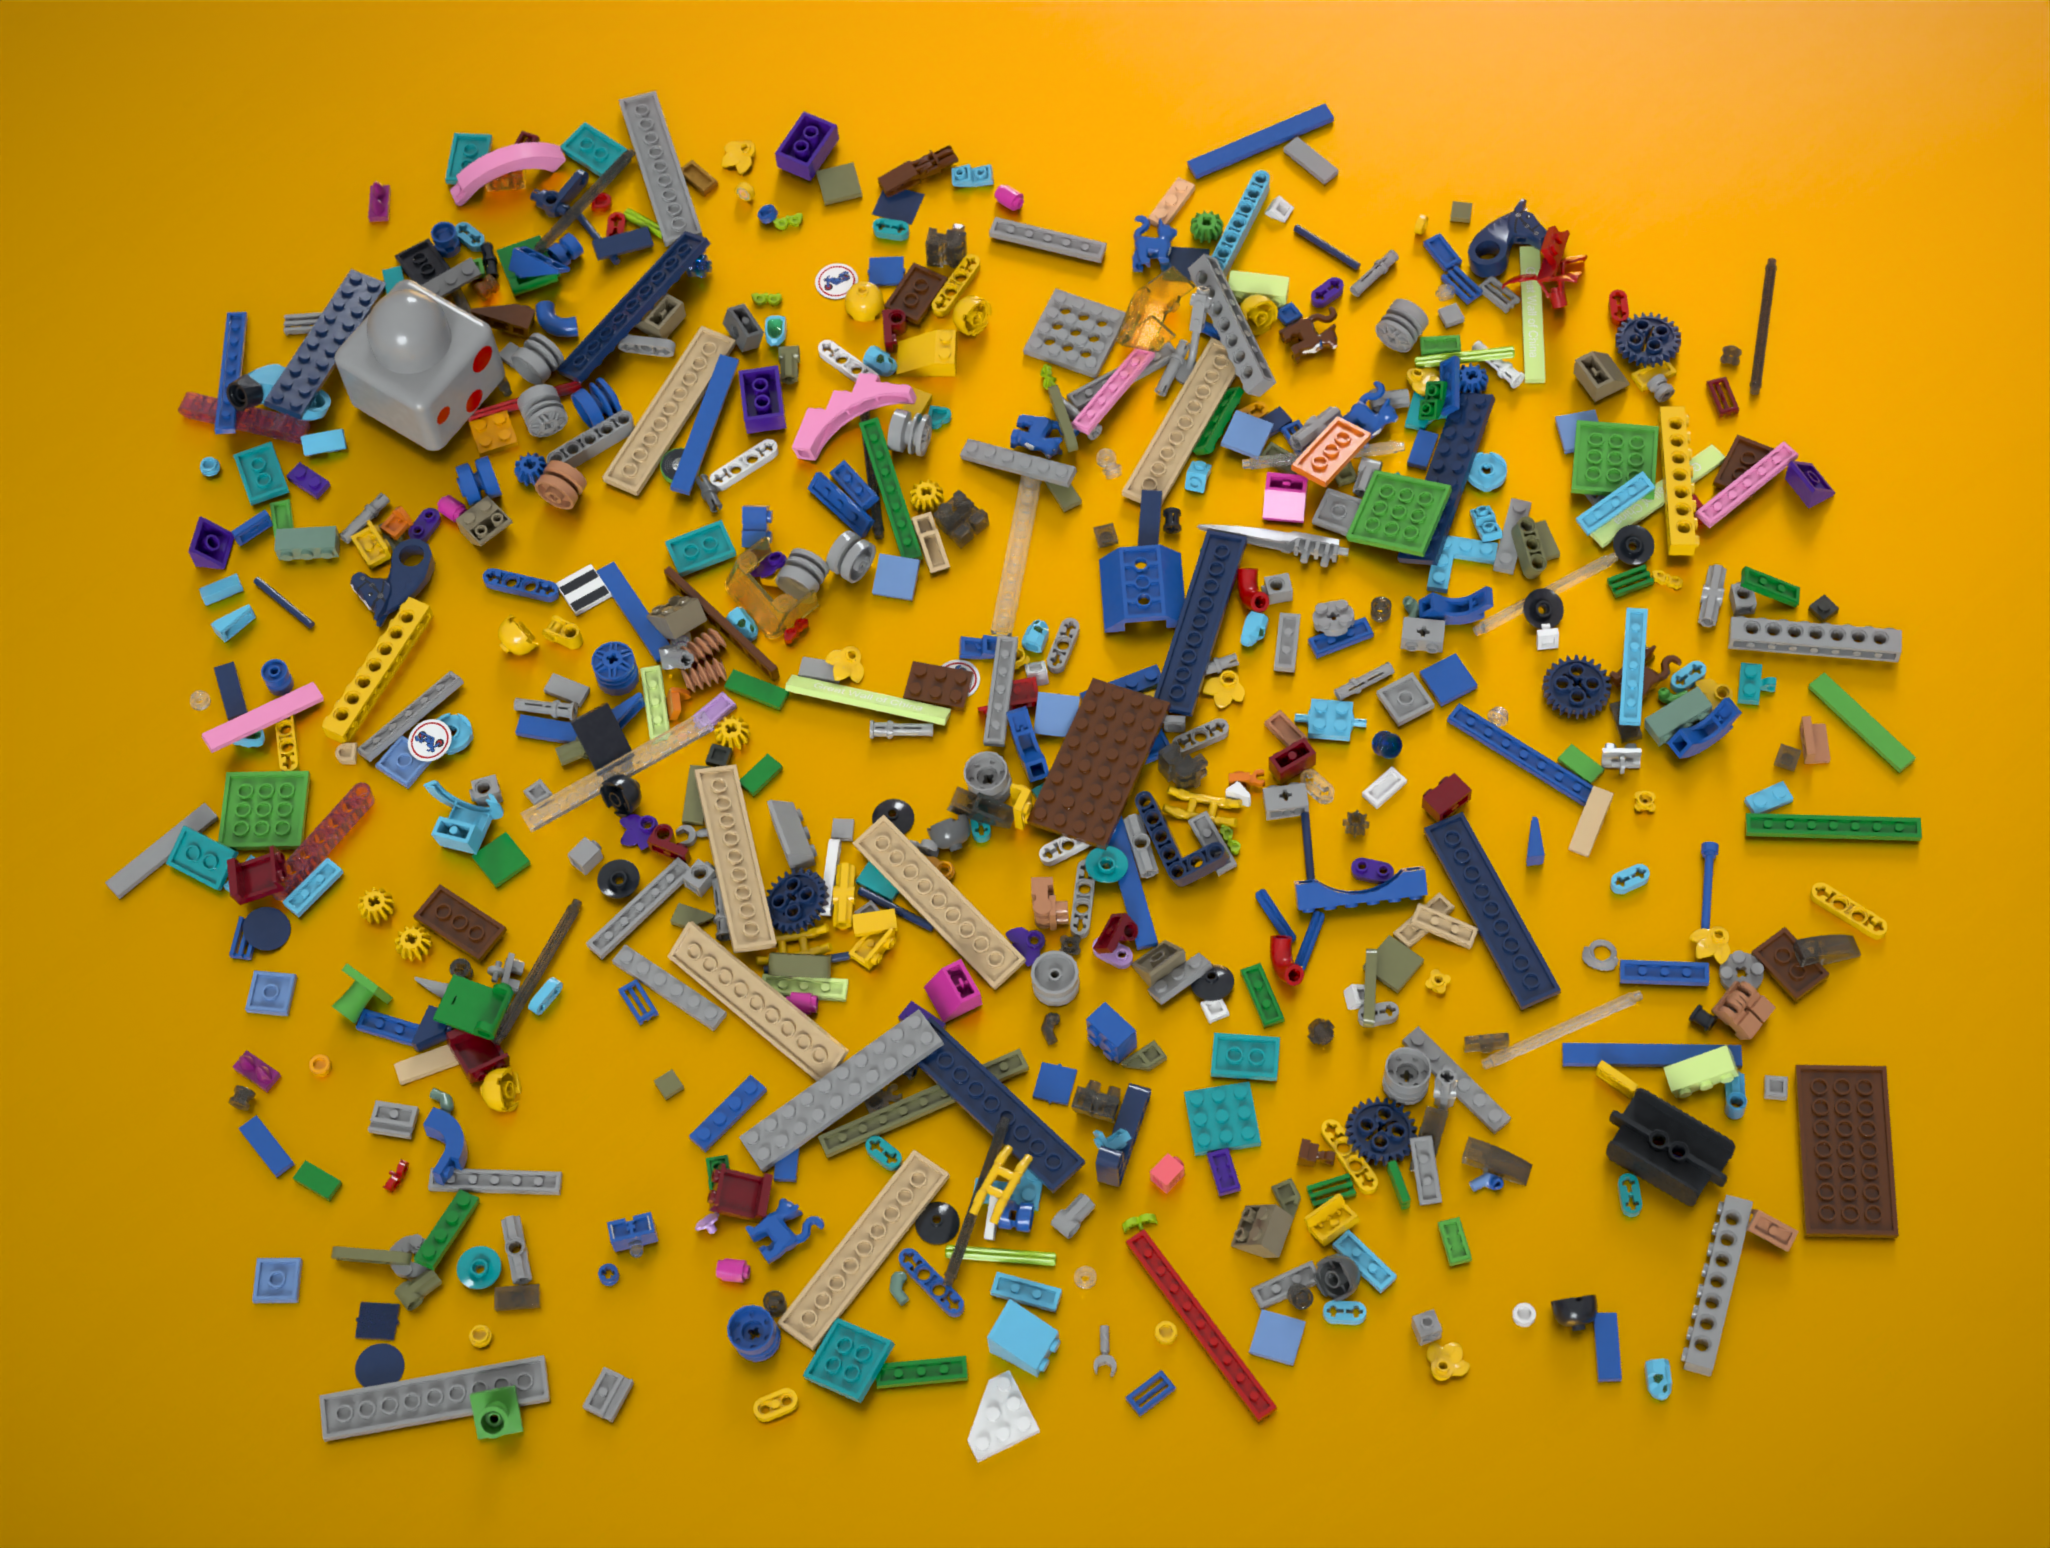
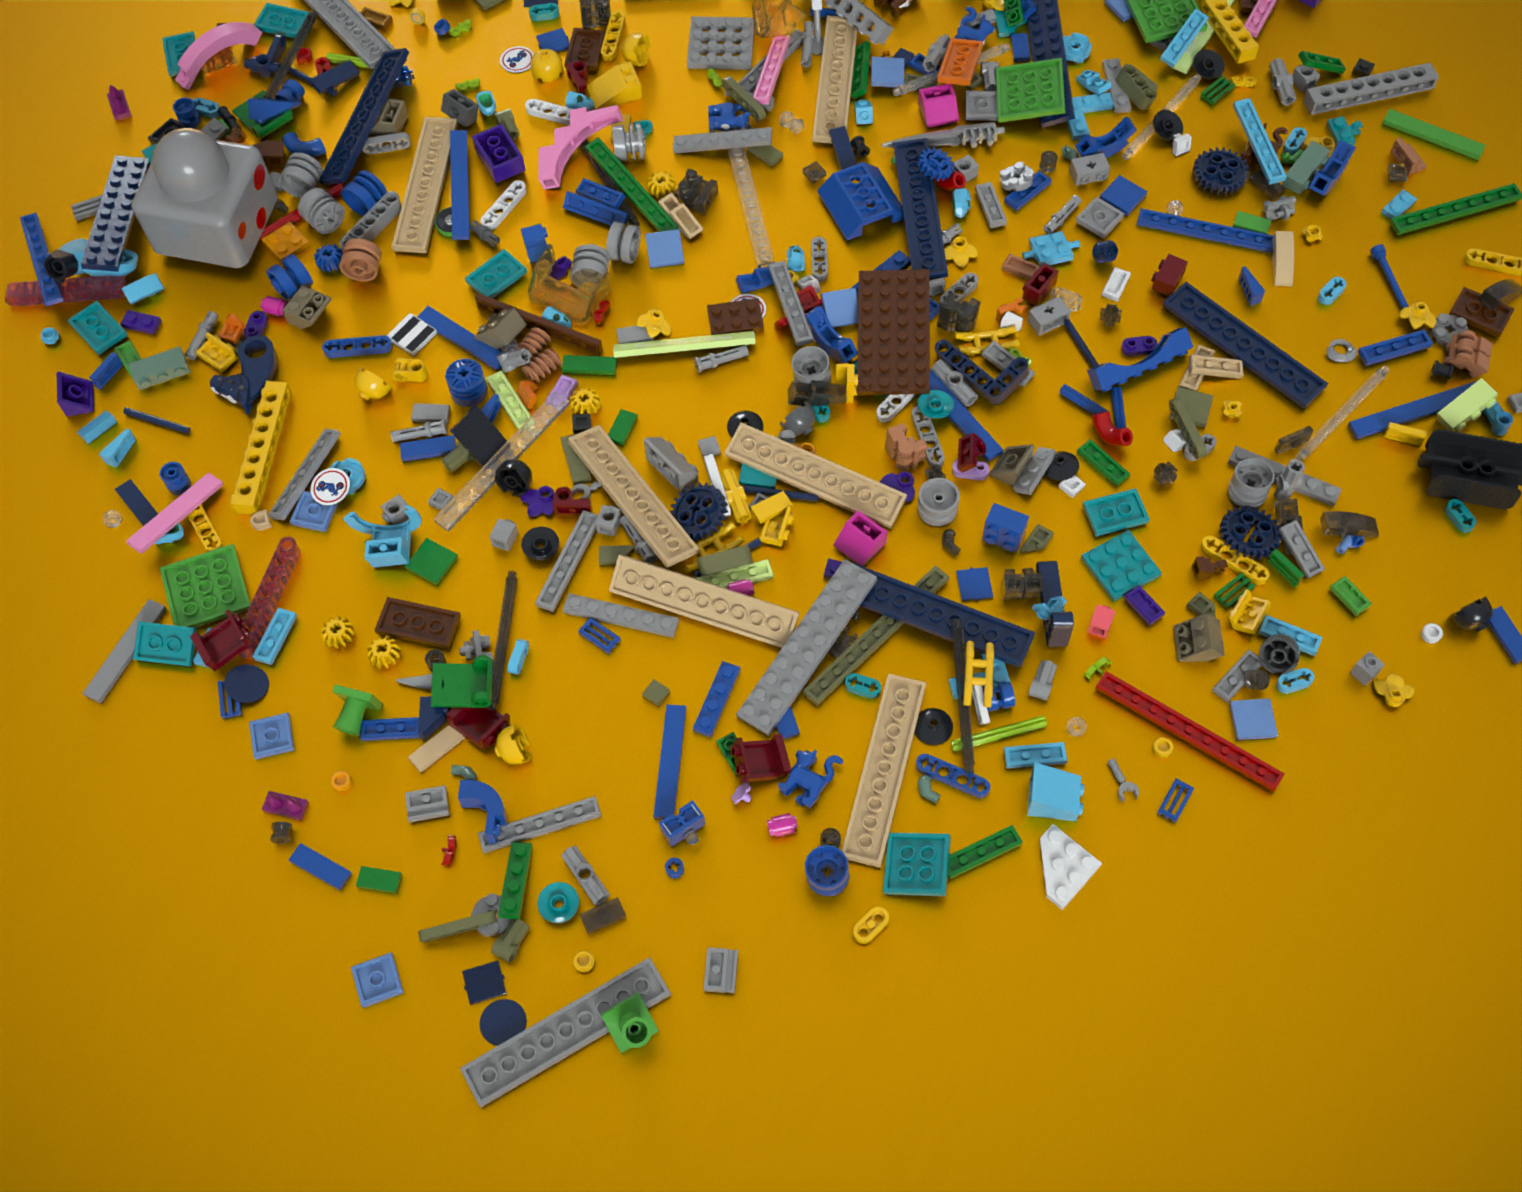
camera: 25 degrees left, 0 degrees up
(652, 1162) = (670, 761): none -> blue tile
(1236, 575) = (935, 164): none -> blue gear

